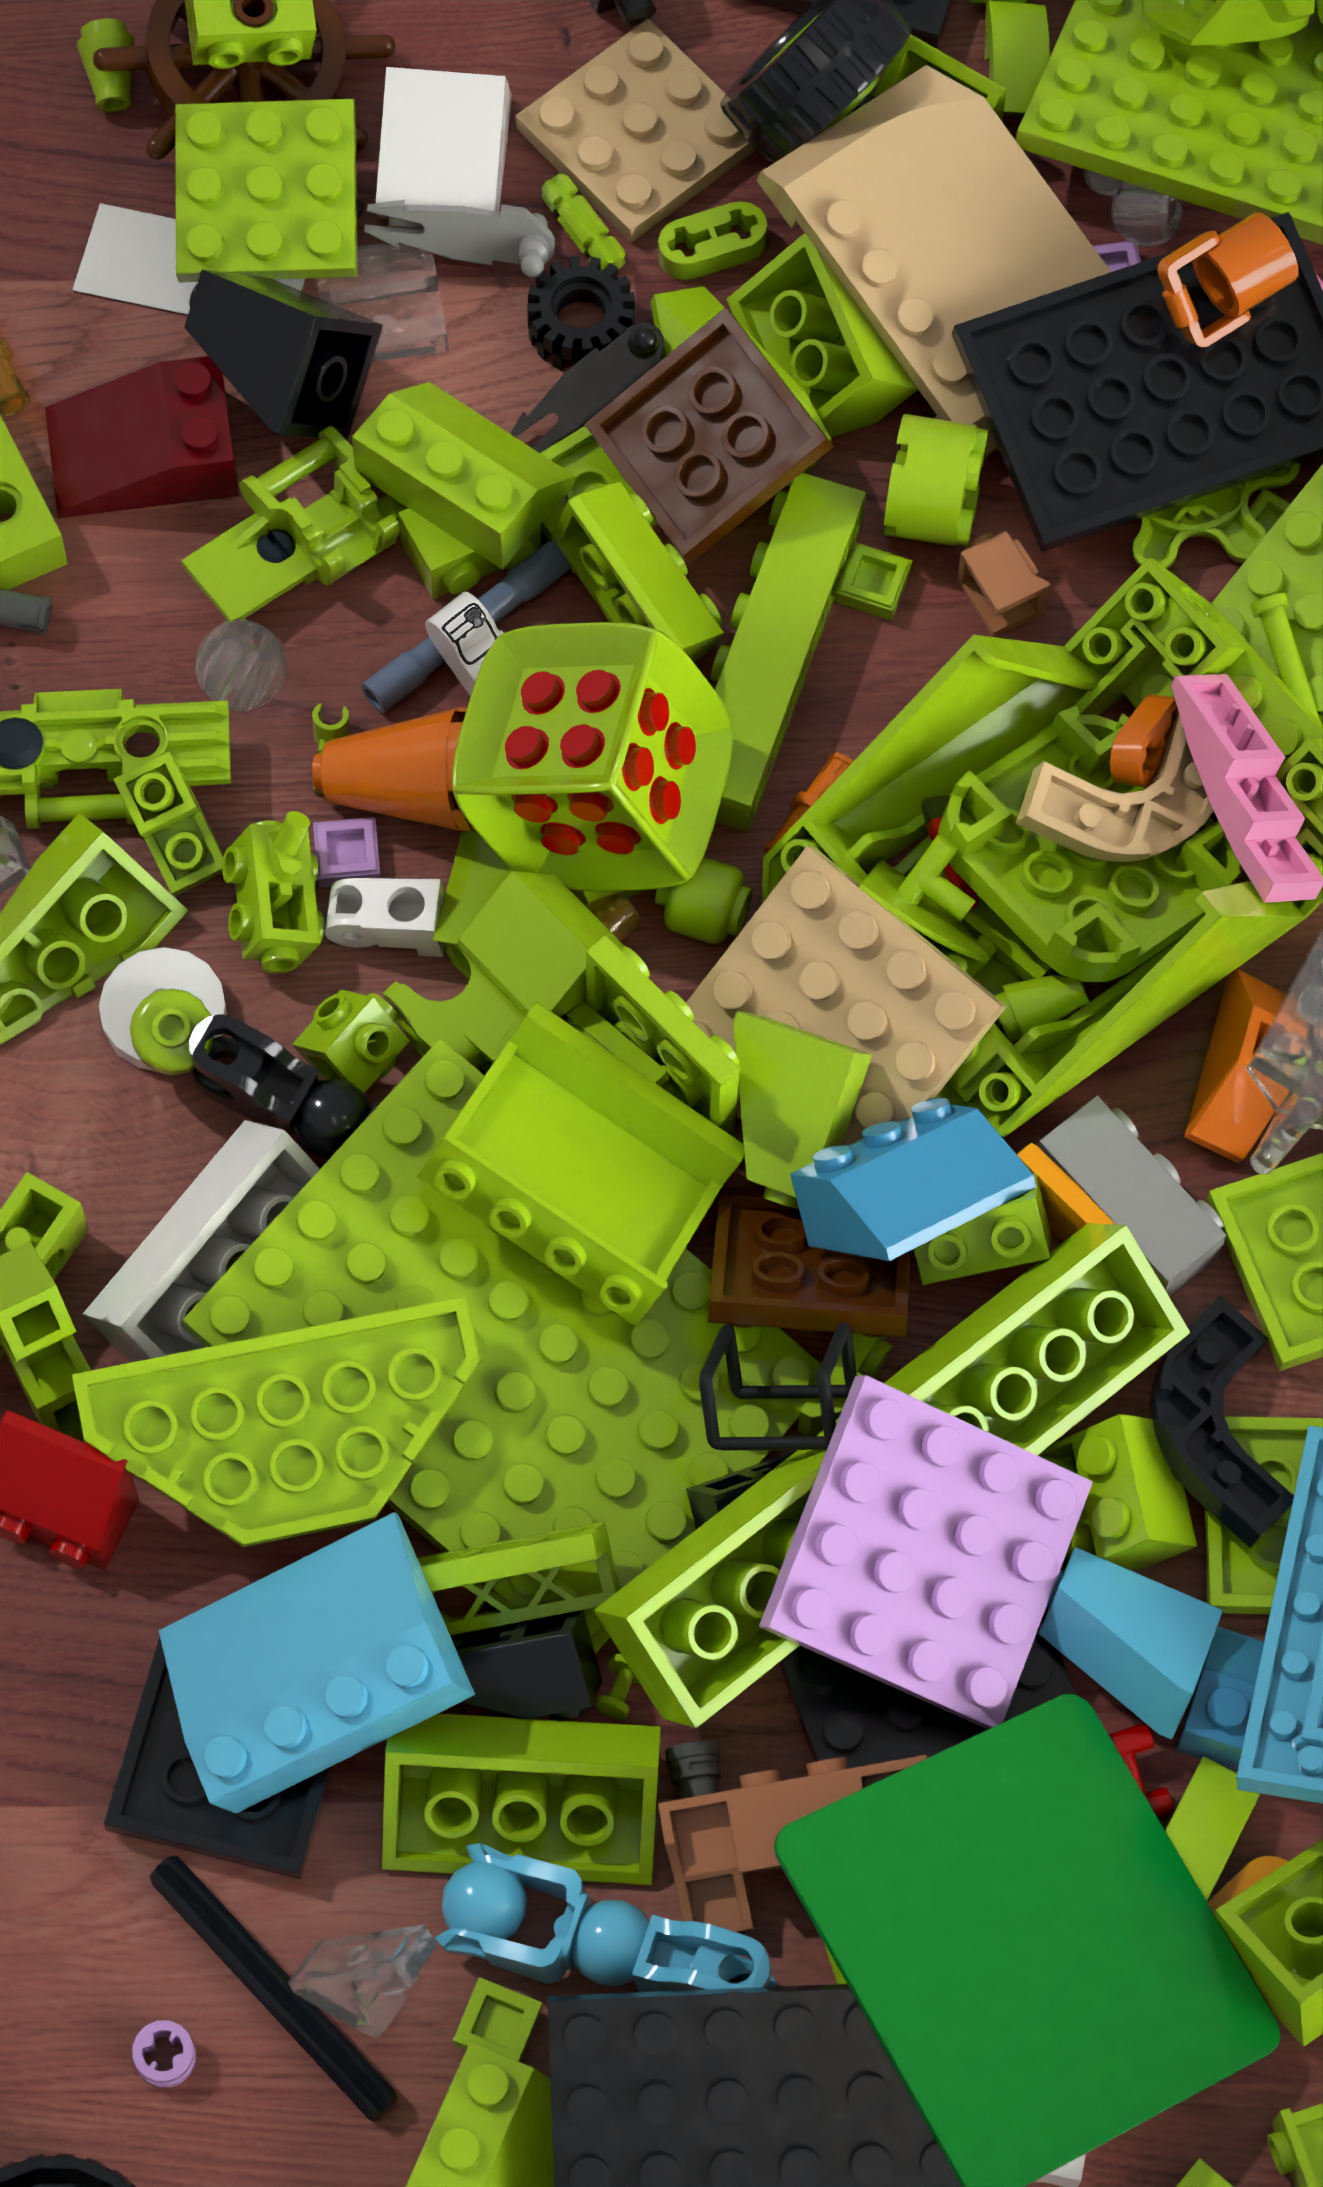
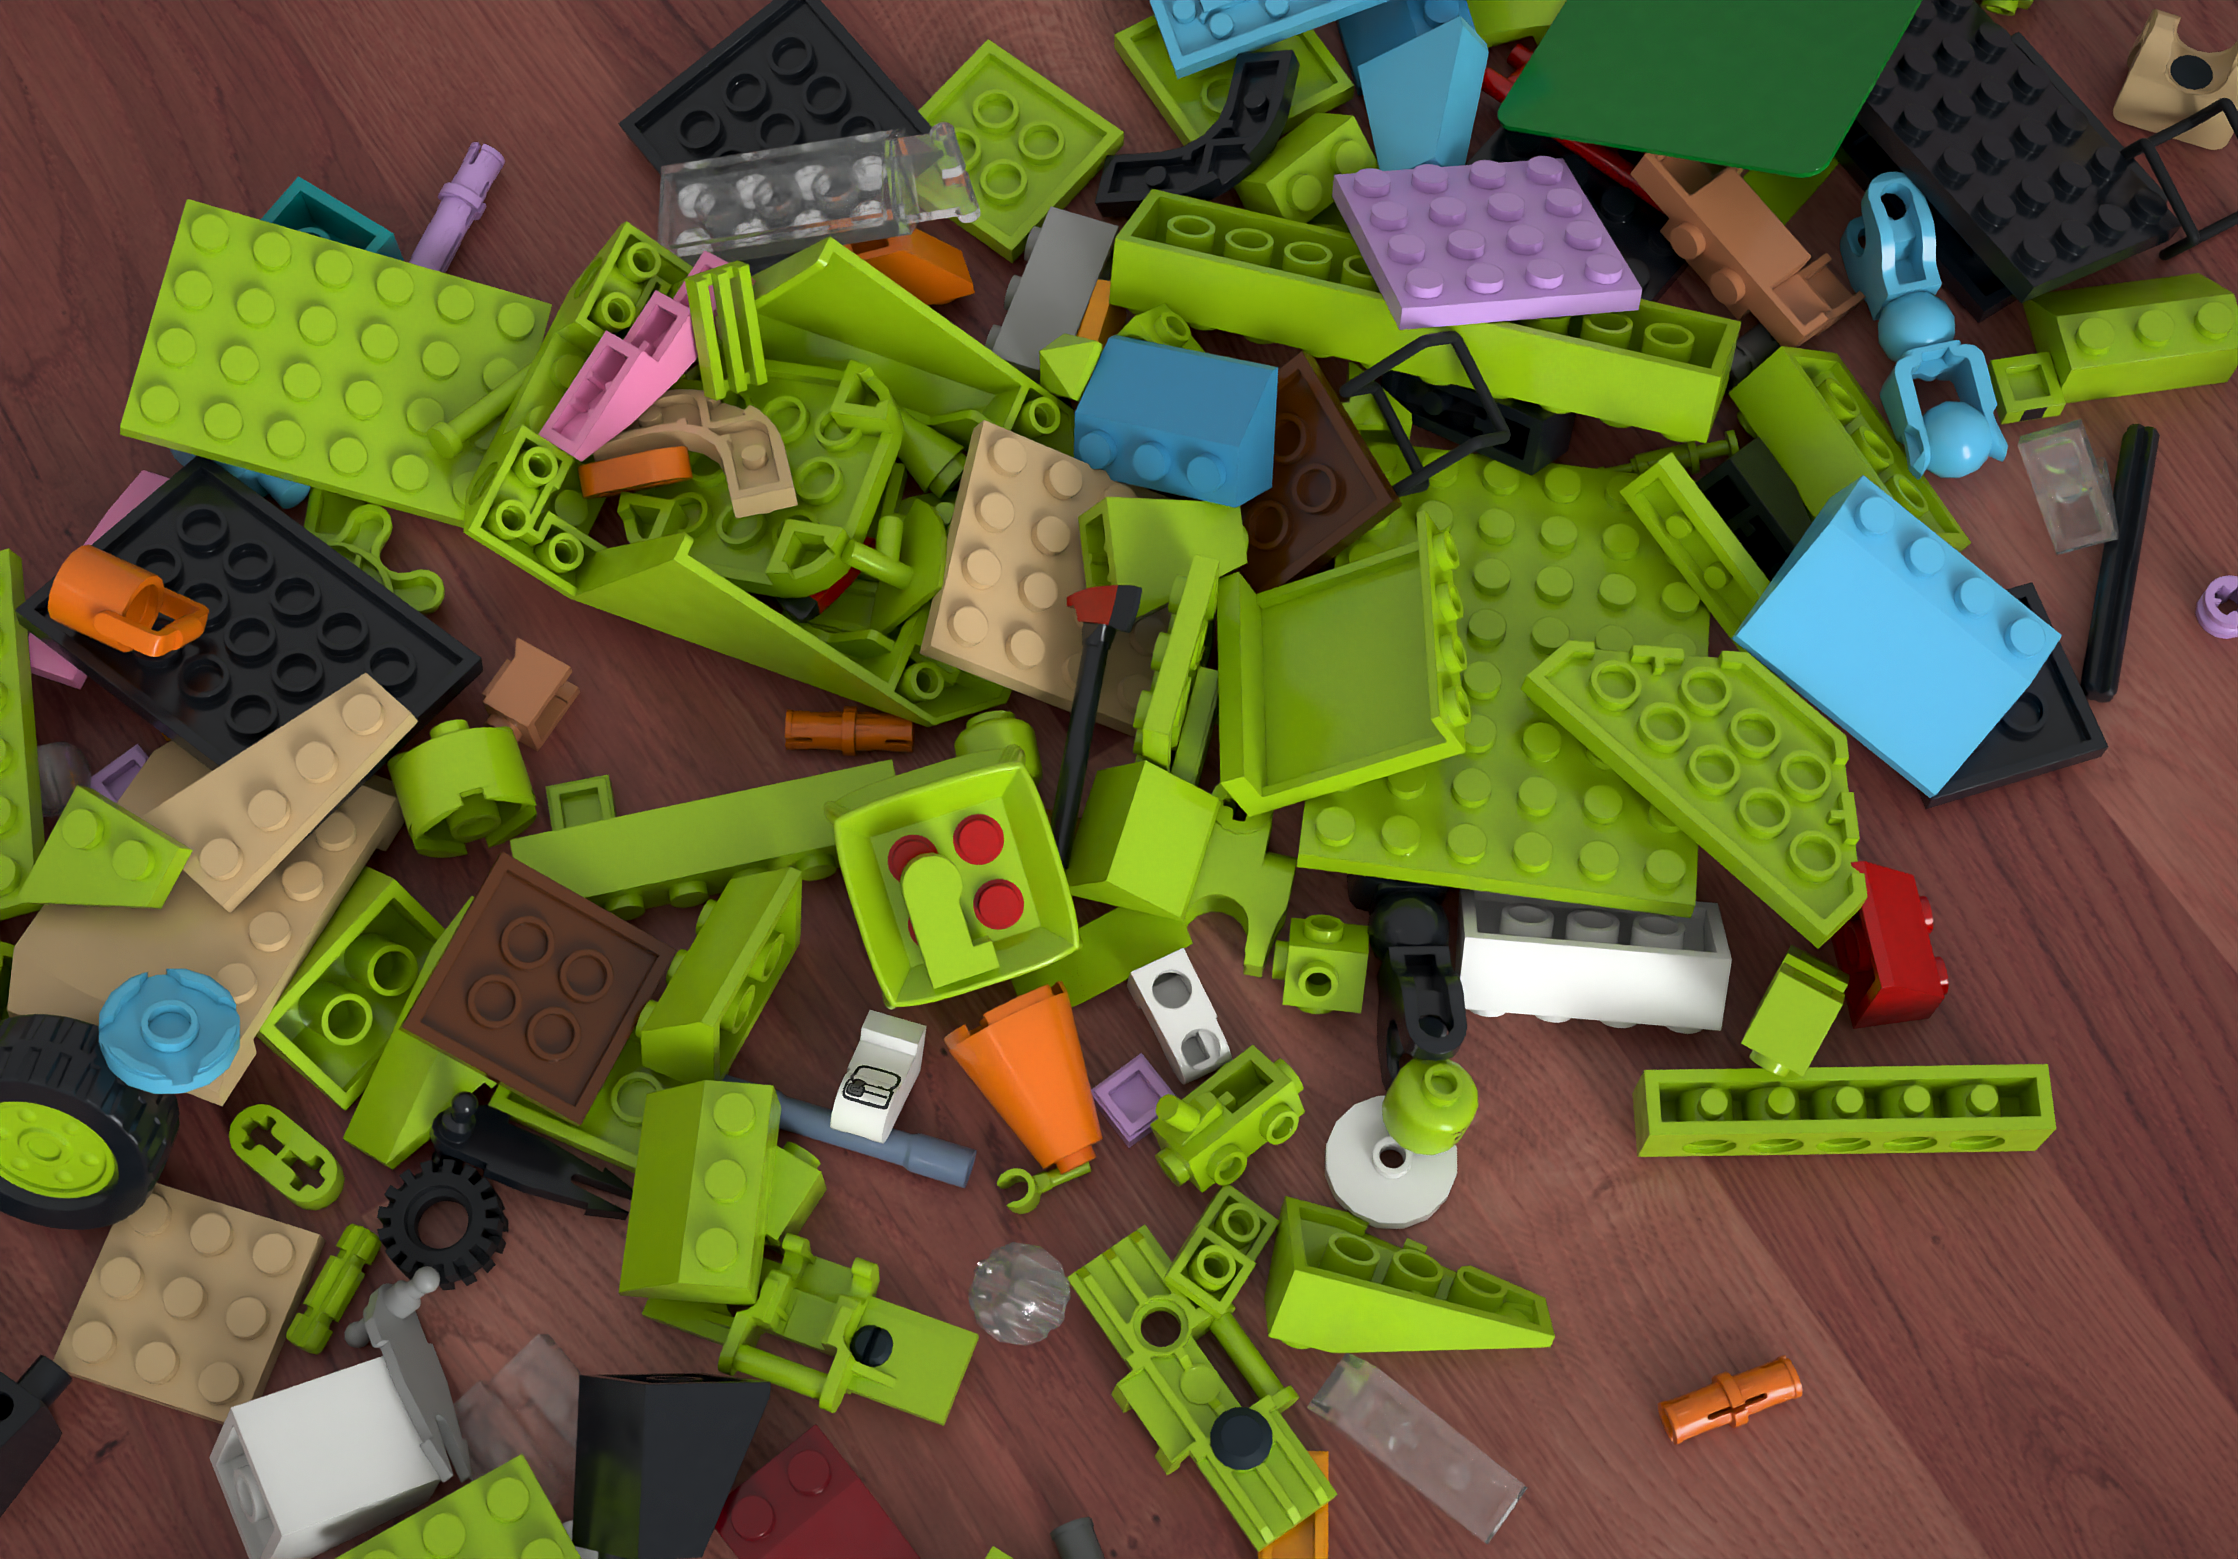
camera: 120 degrees left, 0 degrees up
(523, 675) = (932, 898): none -> lime leg
(727, 984) = (1102, 613): none -> black piece
(820, 143) = (169, 1031): none -> medium azure tile
(992, 313) = (280, 789): none -> tan wing
(1011, 176) = (104, 858): none -> lime wing
(1033, 1132) = (1068, 365): none -> lime slope
(1193, 854) = (735, 326): none -> lime tile

